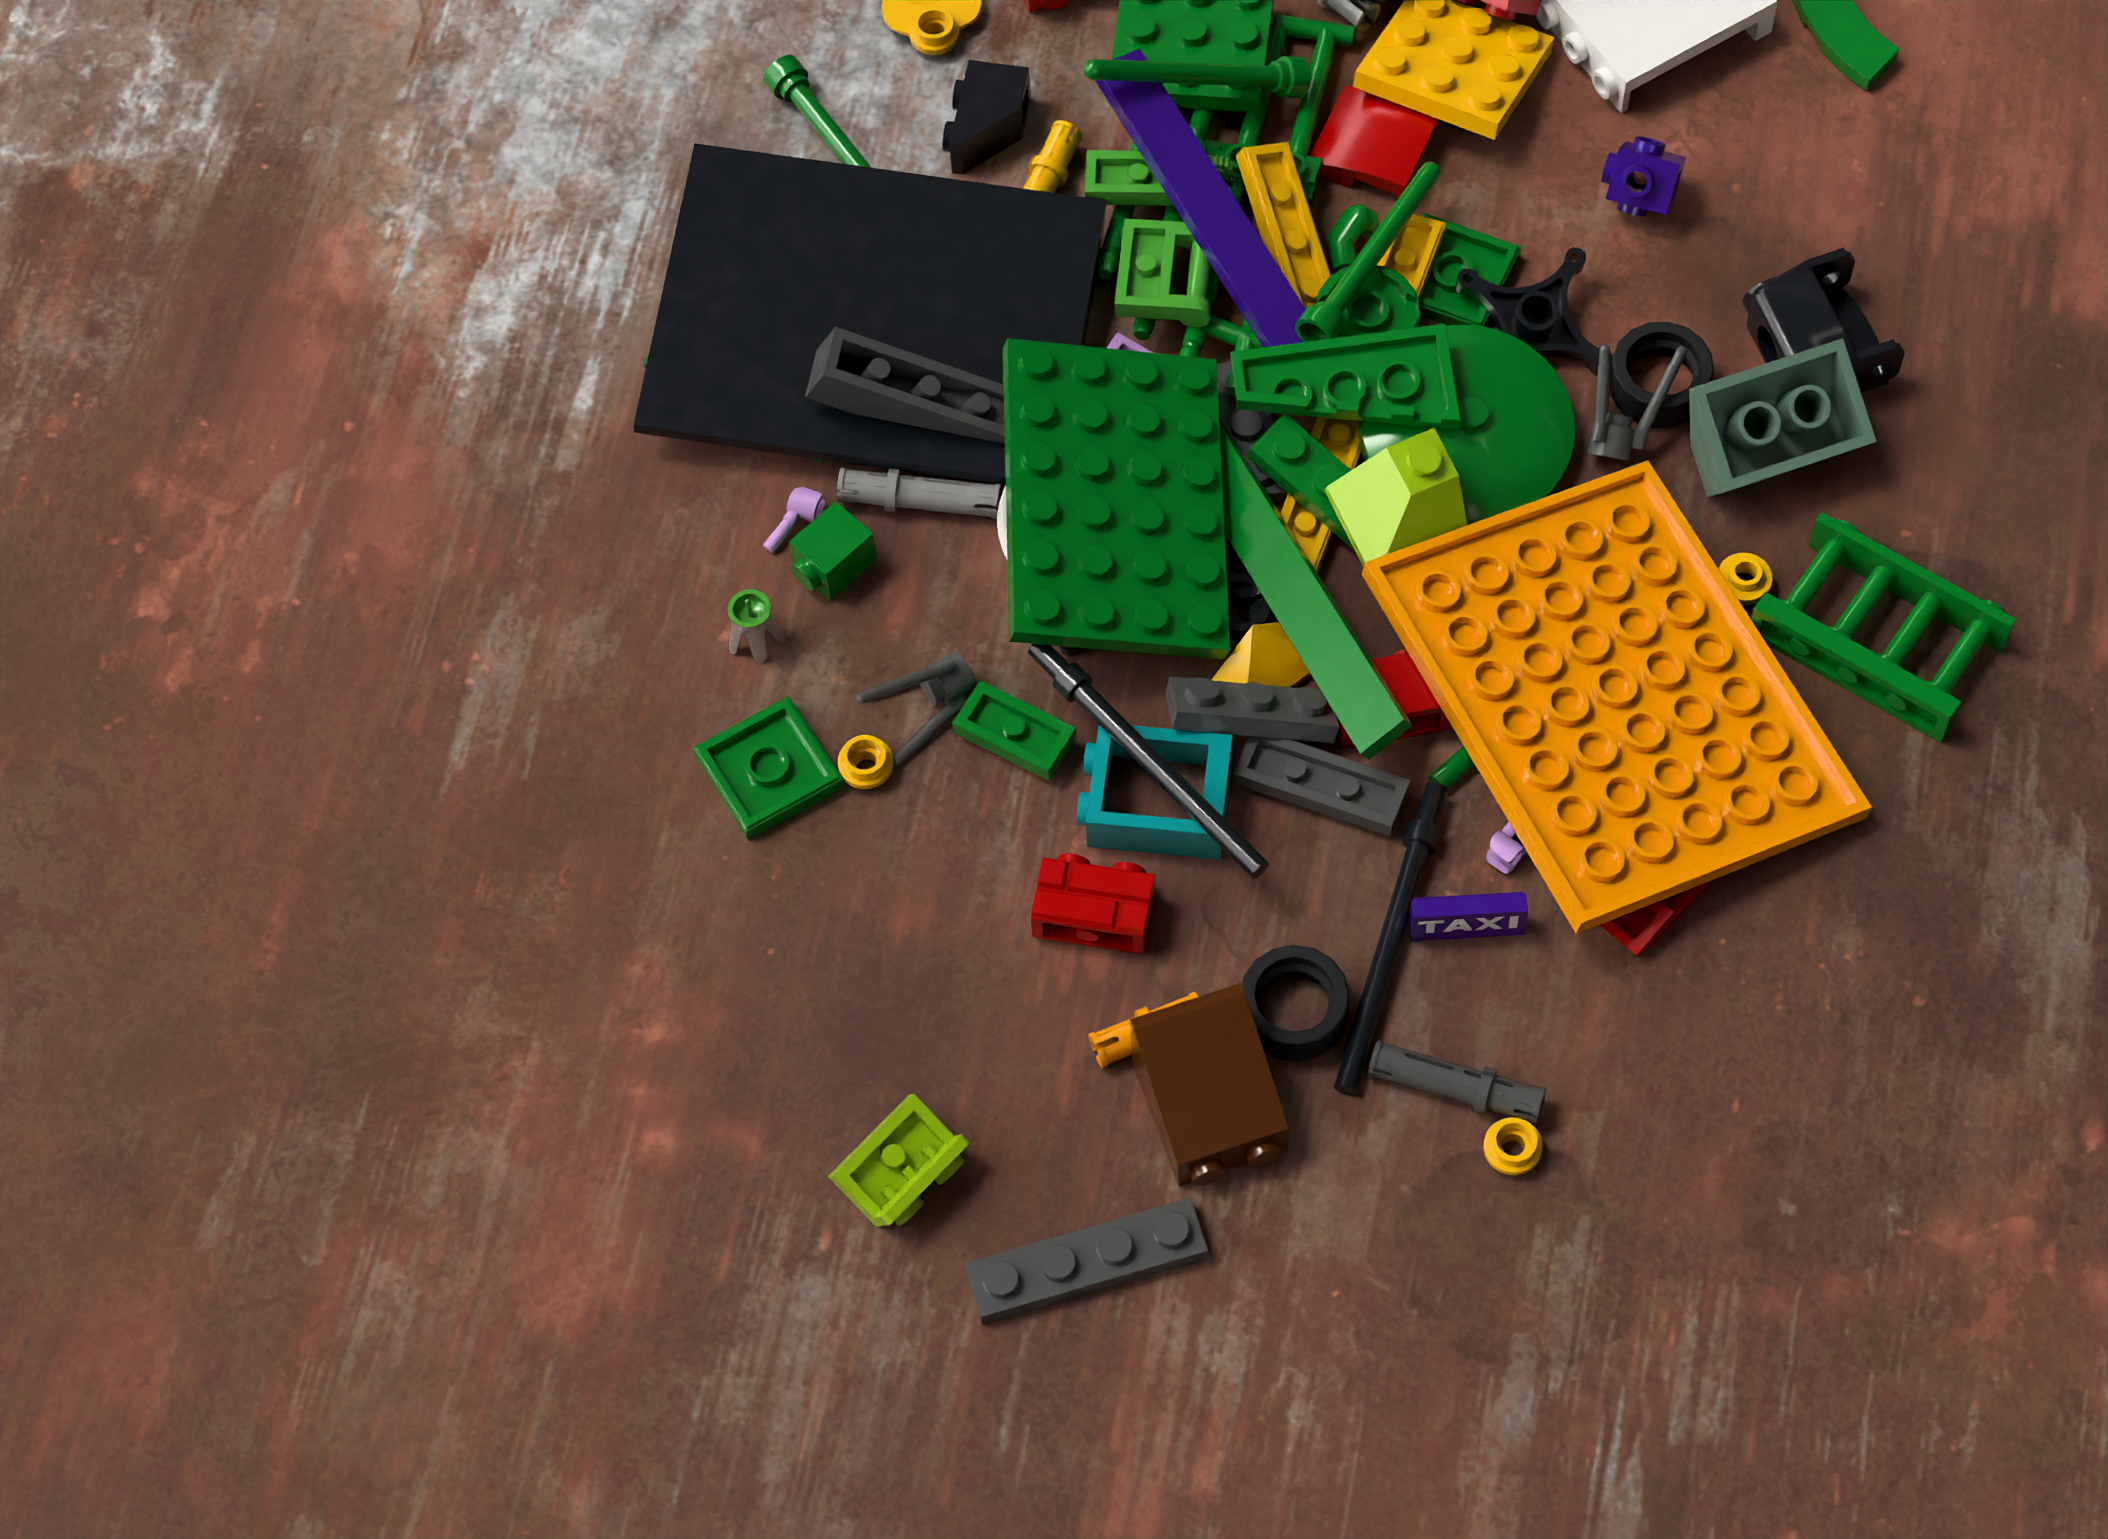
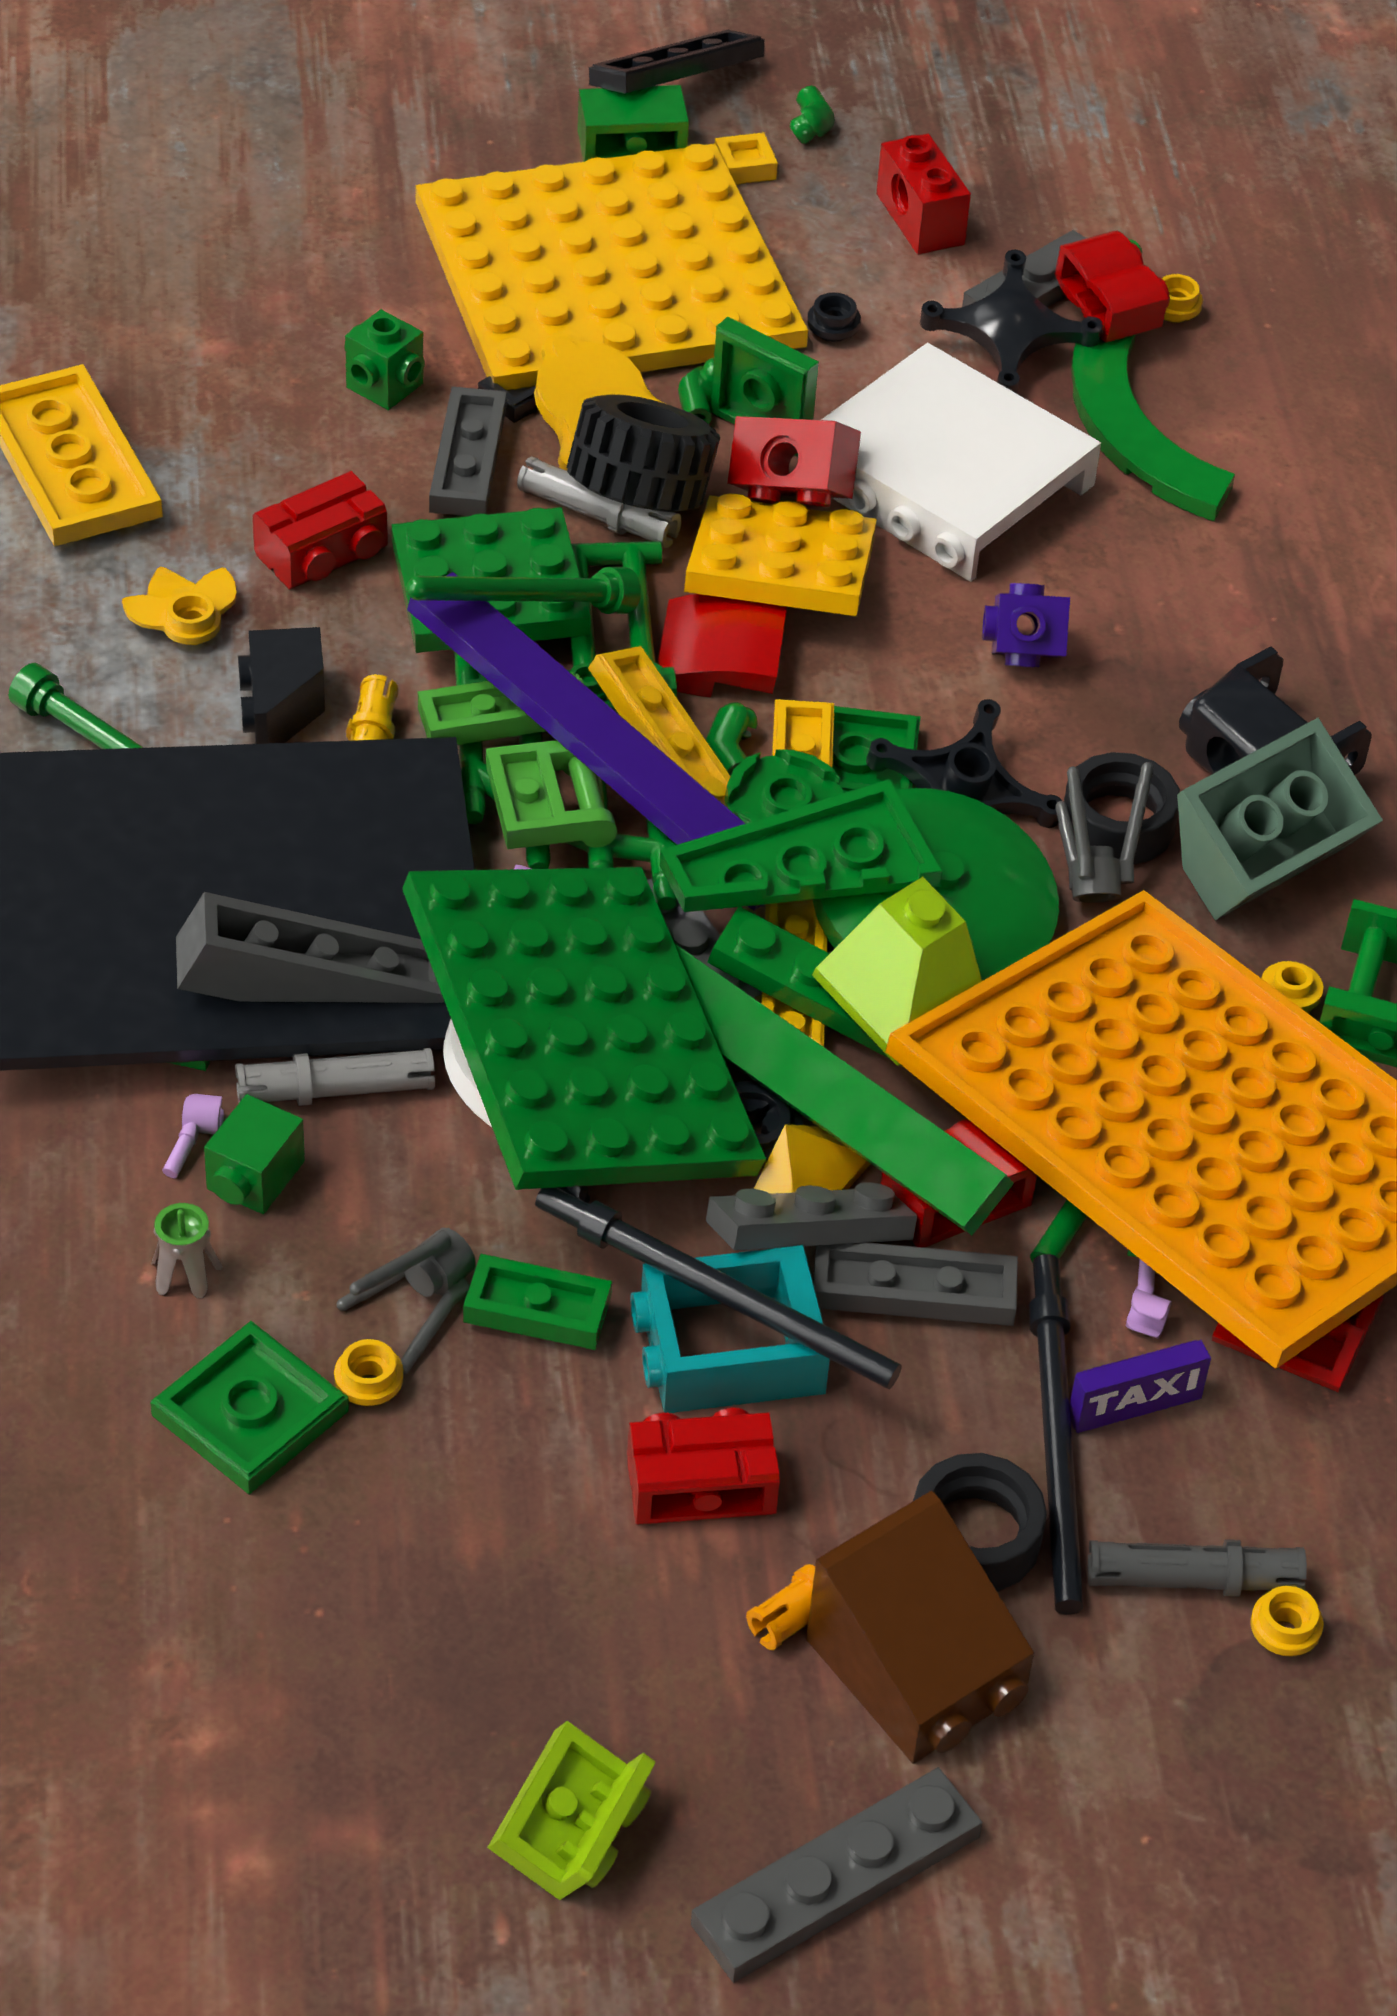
camera: 25 degrees left, 15 degrees down
(1326, 318) = (752, 799): green piece -> none

